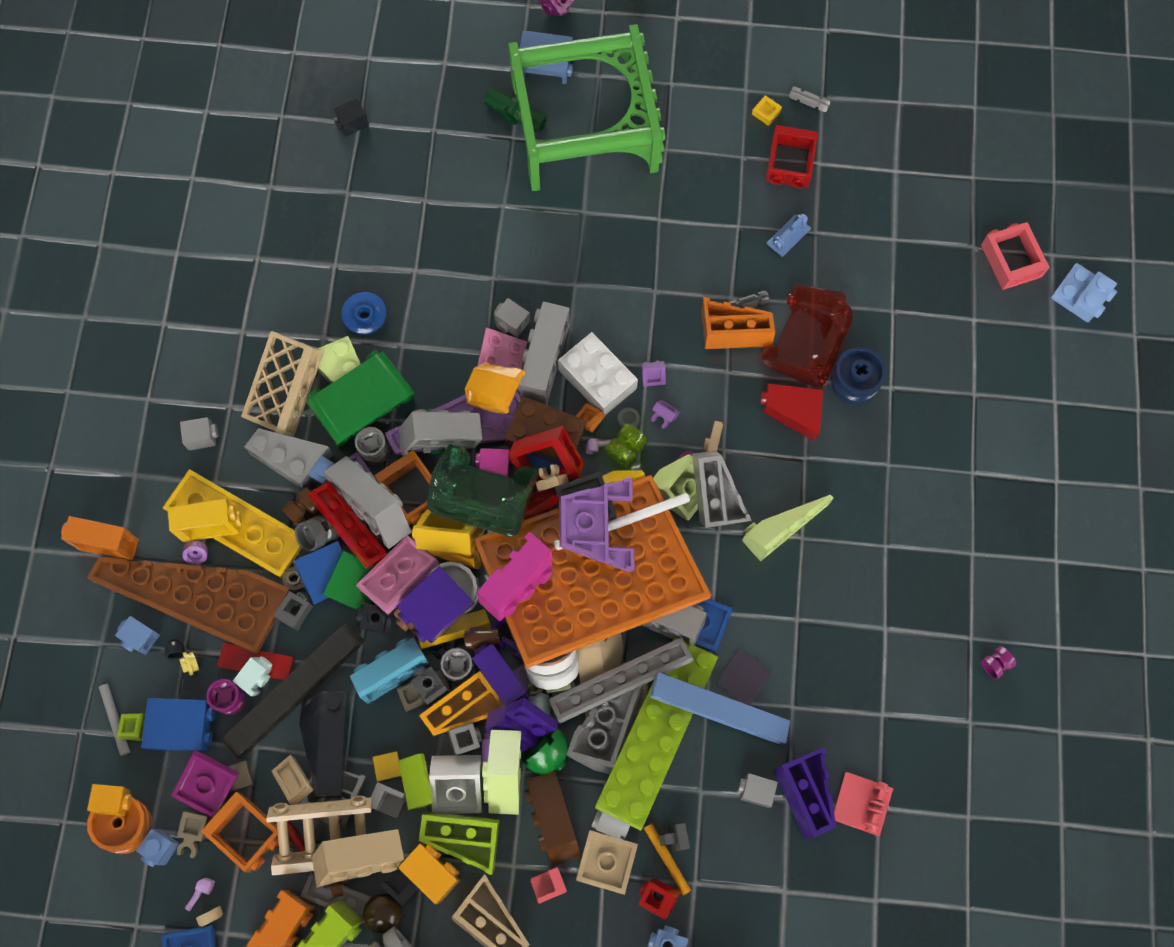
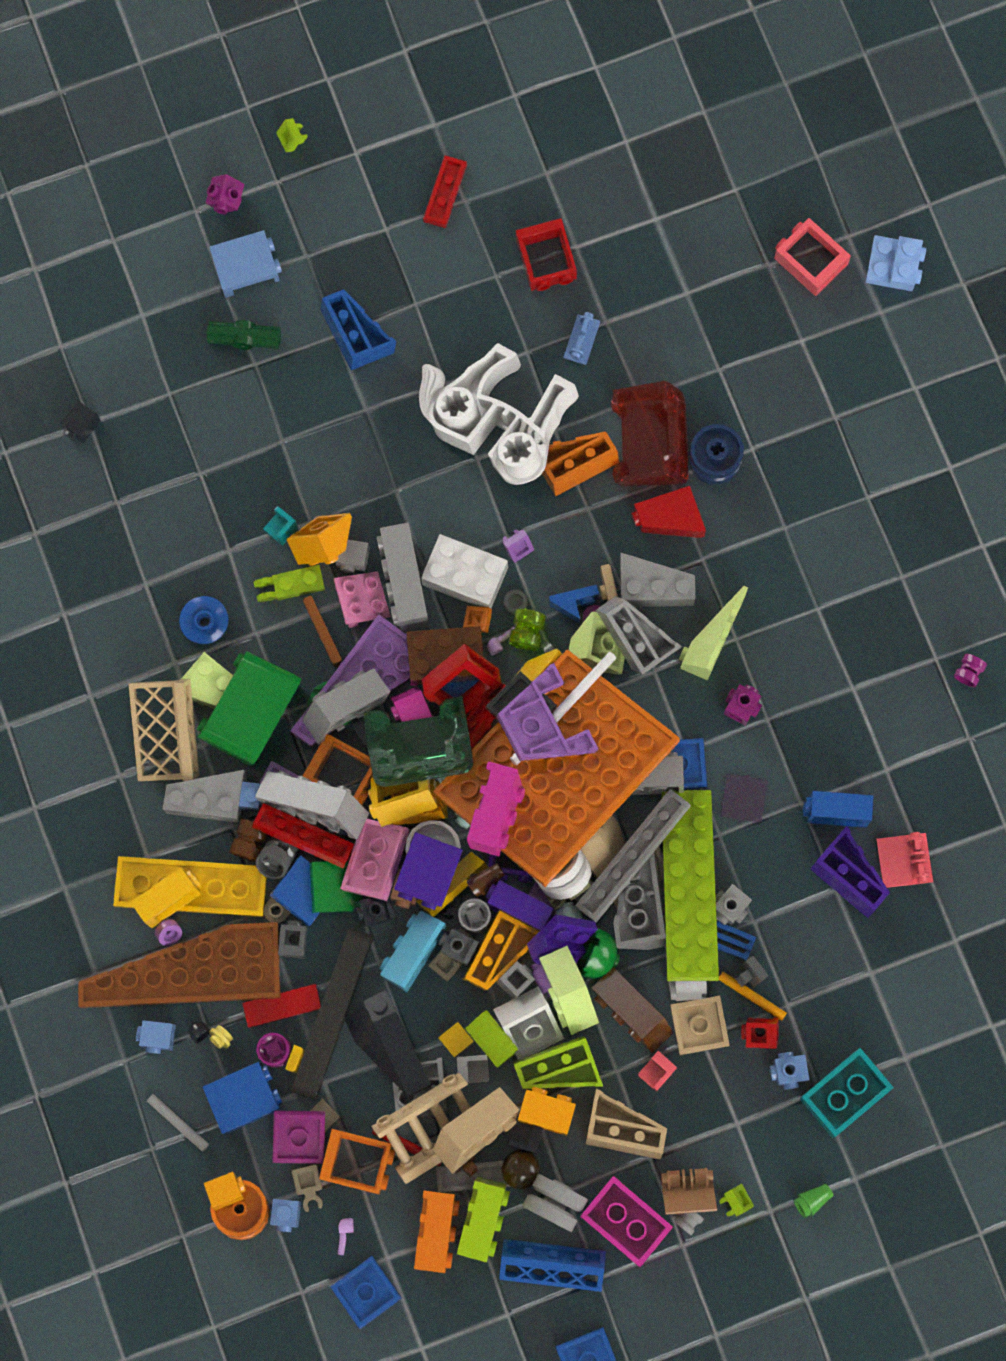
camera: 20 degrees left, 5 degrees up
(99, 538) = (72, 963): orange window -> none
(131, 727) = (200, 1120): lime slope -> none
(199, 433) = (107, 817): light grey brick -> none
(209, 916) = (365, 1249): tan tile -> none
(239, 713) = (295, 1059): none -> yellow tile
(254, 675) = (290, 1017): light aqua brick -> none
(292, 780) = (376, 1094): tan tile -> none
(369, 441) = (283, 748): light grey wheel -> none
(450, 318) = (291, 584): none -> lime hinge
(455, 366) = (322, 631): none -> dark orange tile
(466, 269) = (281, 526): none -> teal panel
(491, 292) = (321, 539): none -> light orange slope
(492, 387) = (374, 636): light orange slope -> none
(552, 480) = (479, 701): tan tile -> none
(606, 164) = (354, 331): none -> blue wedge
(641, 140) = (394, 314): bright green arch -> none
(665, 411) = (548, 577): medium lavender tile -> none
(666, 247) = (467, 415): none -> white animal
(672, 438) = (567, 602): none -> blue slope
(684, 813) = (747, 947): none -> blue tile
(695, 764) = (736, 898): none -> light grey brick
(720, 708) = (736, 837): medium blue tile -> none
(733, 75) = (445, 191): none -> red tile
(752, 300) = (576, 426): dark grey axle -> none
(753, 458) = (654, 584): none -> light grey wedge
(757, 790) = (804, 894): light grey brick -> none
(766, 110) = (497, 214): yellow tile -> none
(774, 598) = (739, 711): none -> magenta brick
(809, 99) = (534, 182): light grey axle -> none
(824, 728) = (838, 809): none -> blue window

